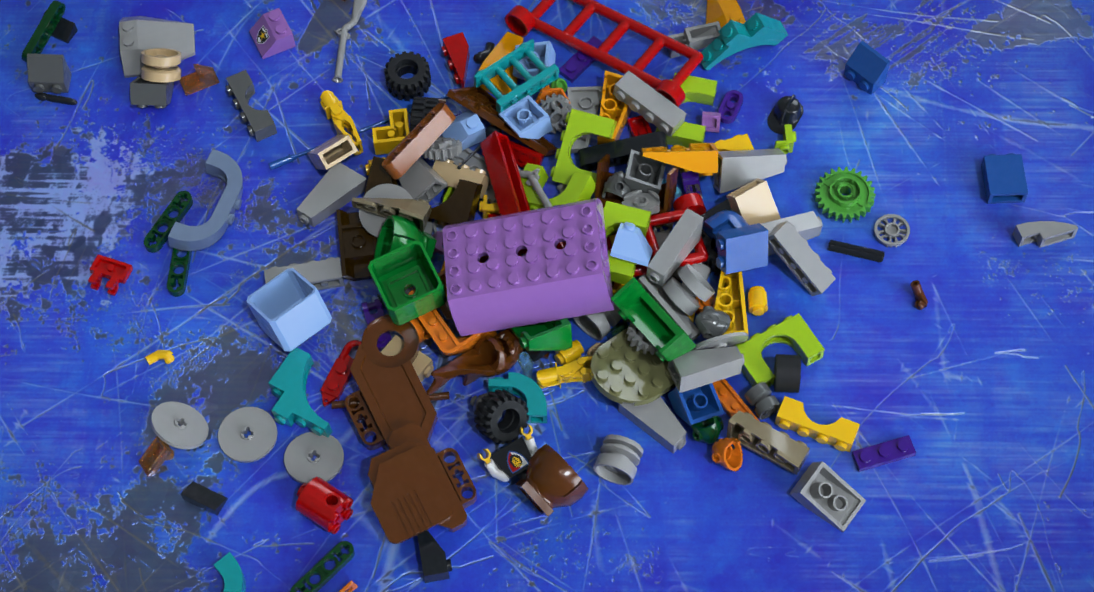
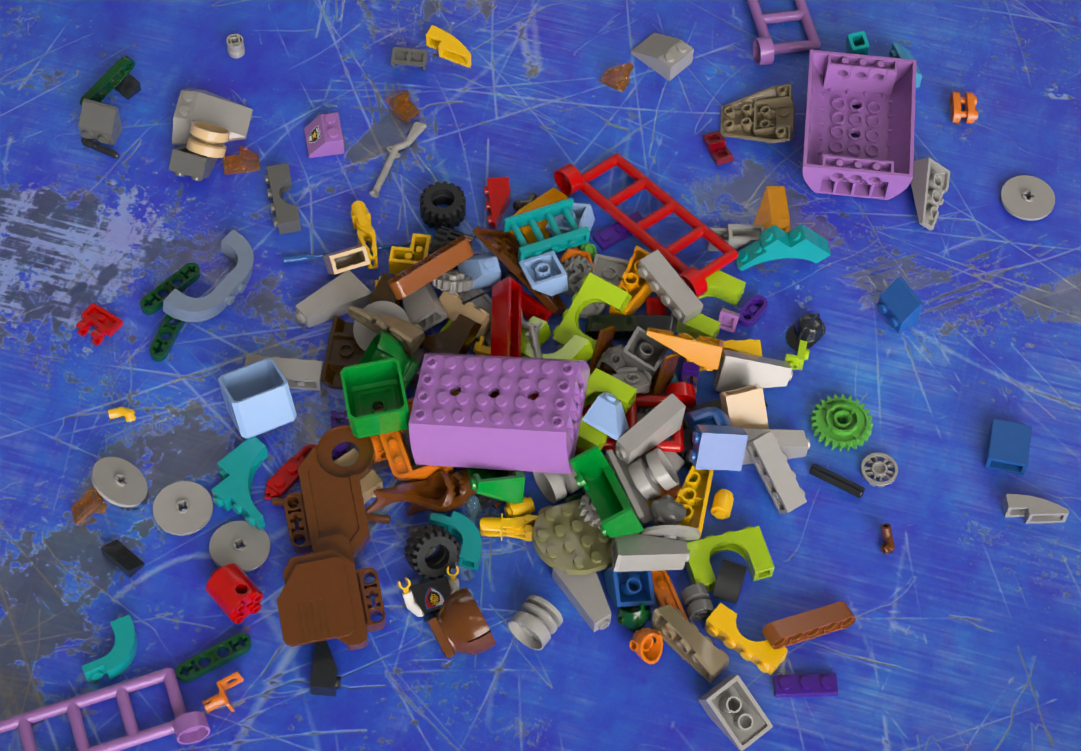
camera: 10 degrees right, 5 degrees down
(872, 396) = (808, 625): none -> dark orange beam

